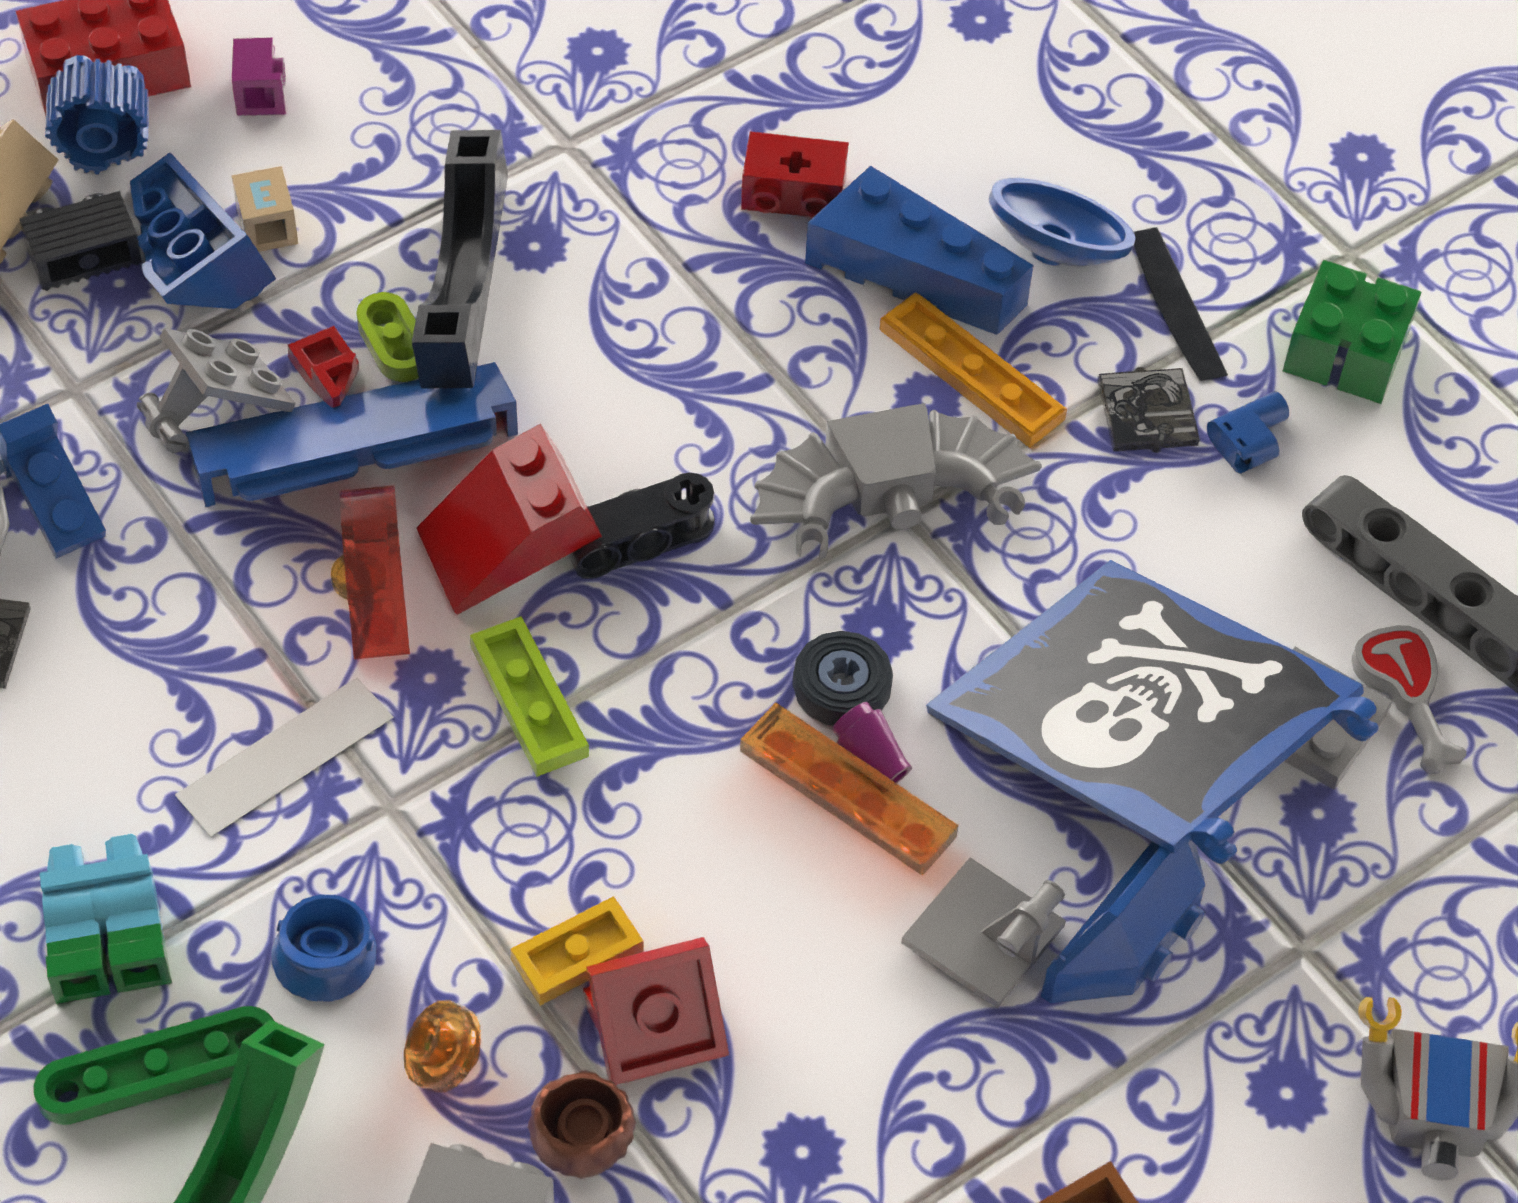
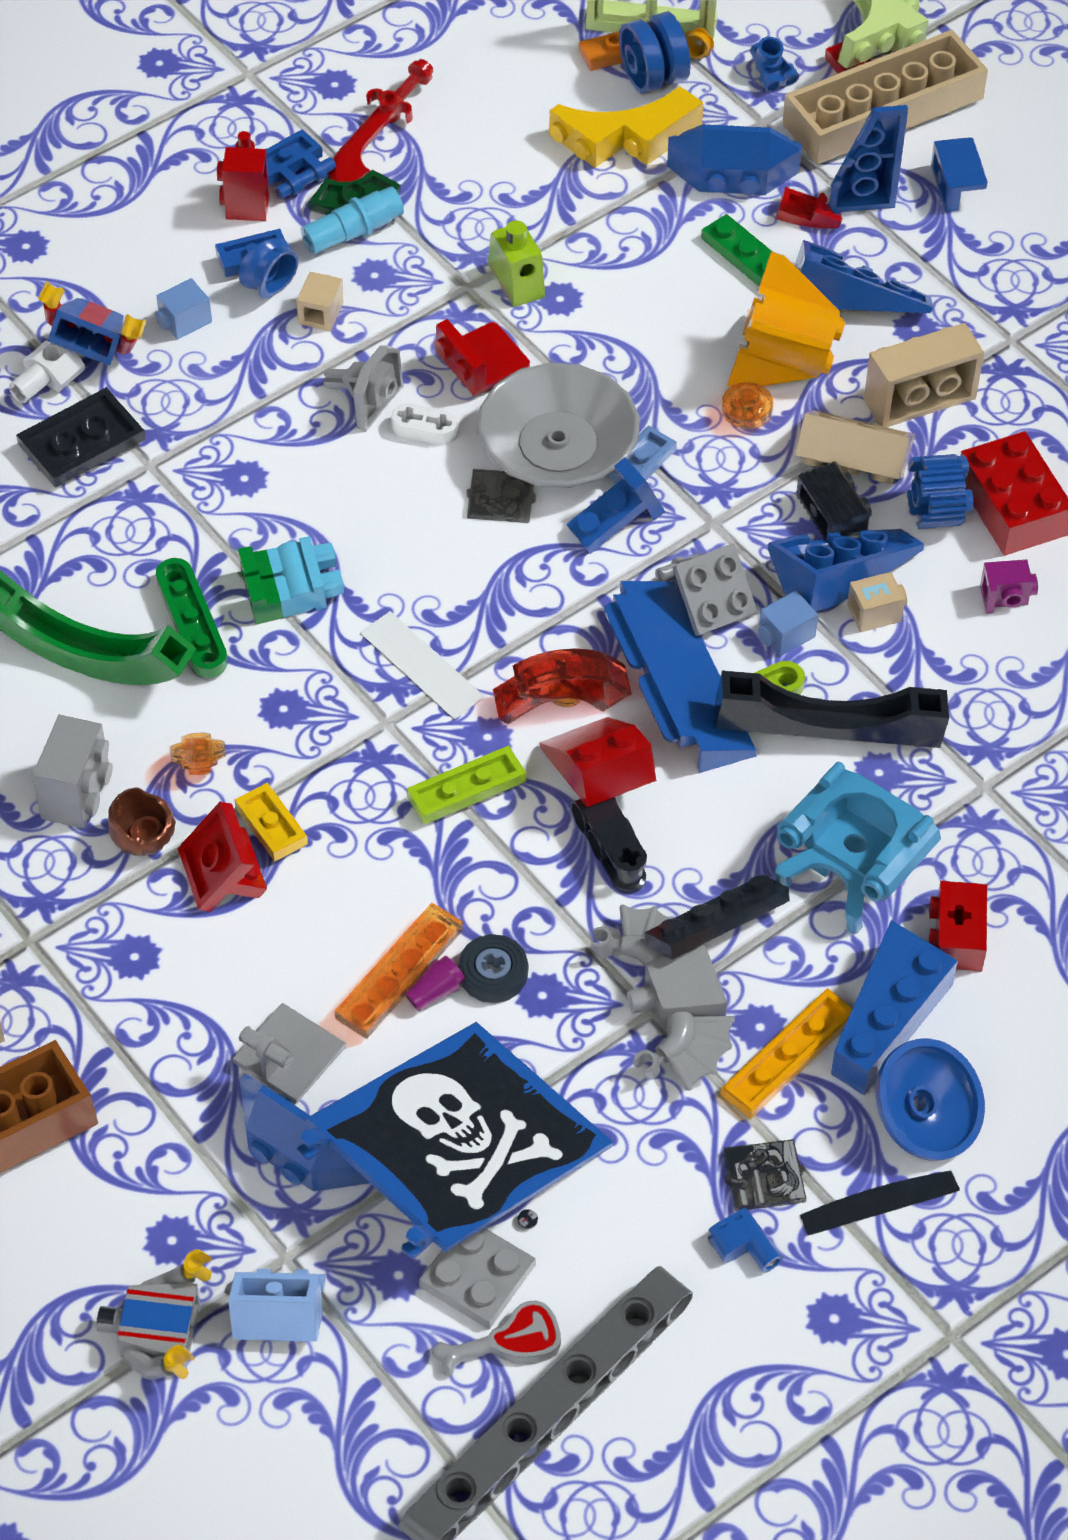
camera: 90 degrees right, 0 degrees up
(287, 303) = (787, 623): none -> medium blue brick
(324, 948) = (273, 691): blue piece -> none
(325, 364) = (742, 654): red slope -> none
(654, 227) = (855, 813): none -> dark azure piece
(786, 408) = (717, 916): none -> black plate
(1357, 316) = (845, 1314): green piece -> none
(1408, 936) = (276, 1305): none -> light blue brick

